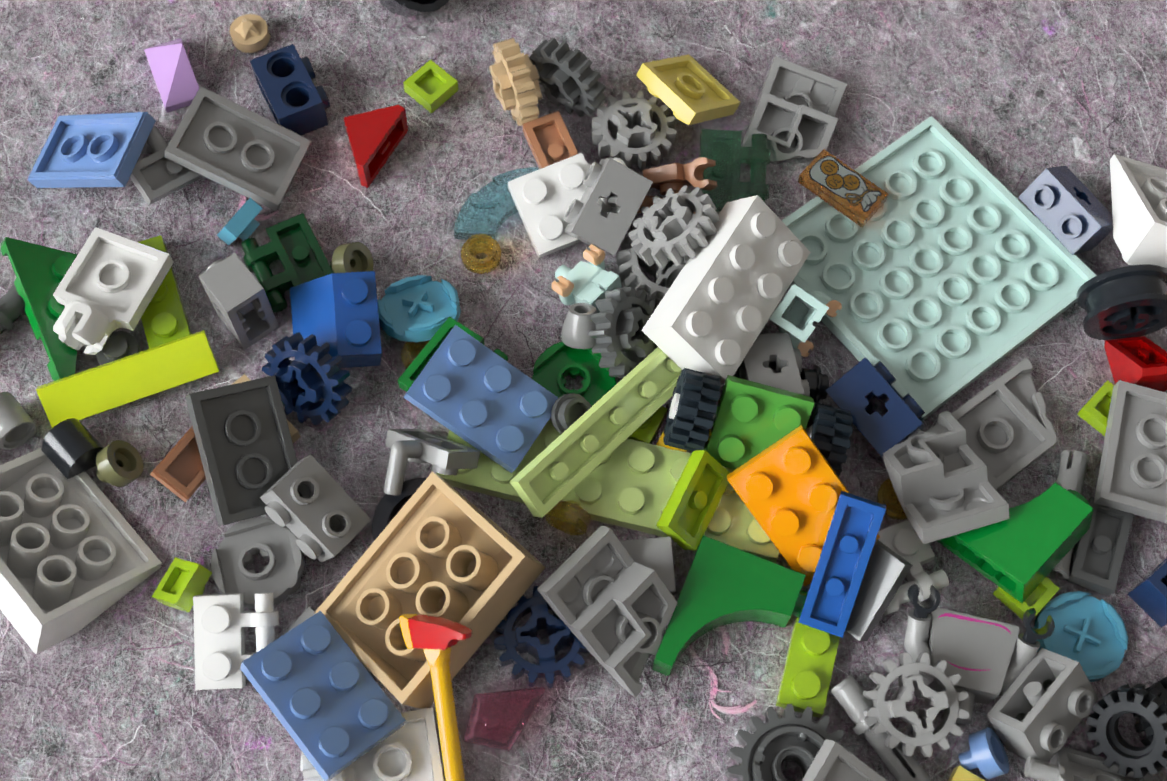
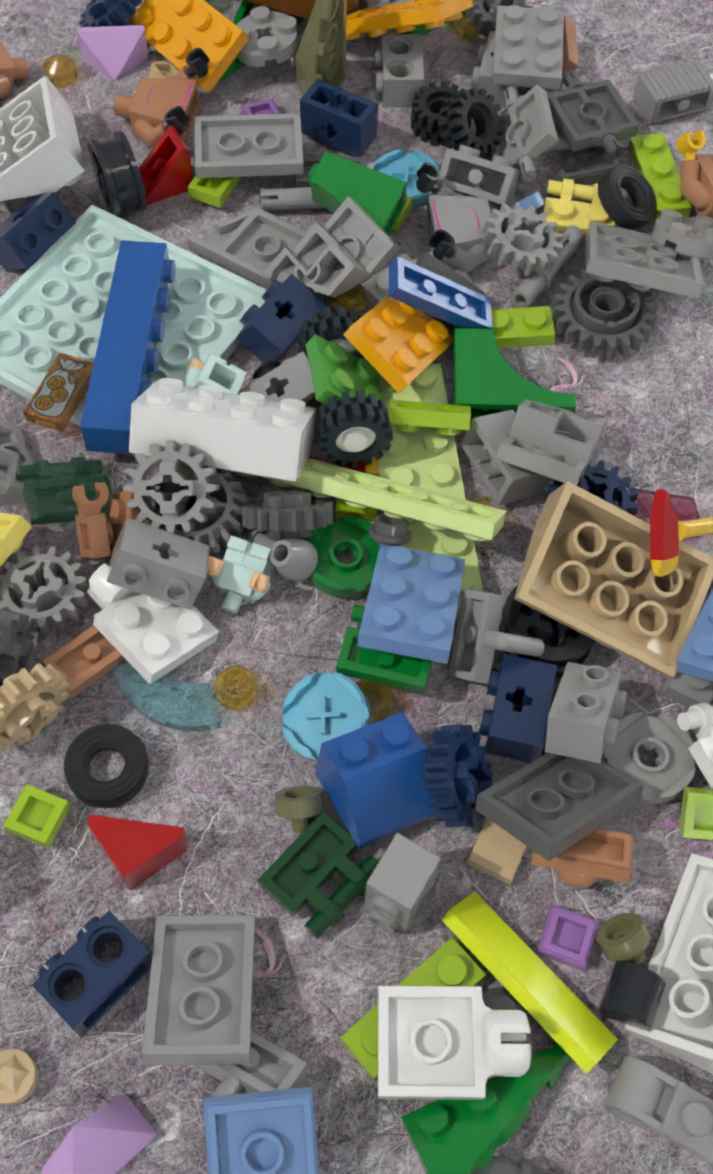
camera: 110 degrees left, 5 degrees down
(148, 429) = (567, 937): none -> medium lavender tile
(242, 223) = (293, 947): medium azure plate -> none
(337, 448) = (523, 684): none -> dark blue brick
(453, 122) = (112, 792): none -> black tyre
(889, 254) = (127, 343): none -> blue brick

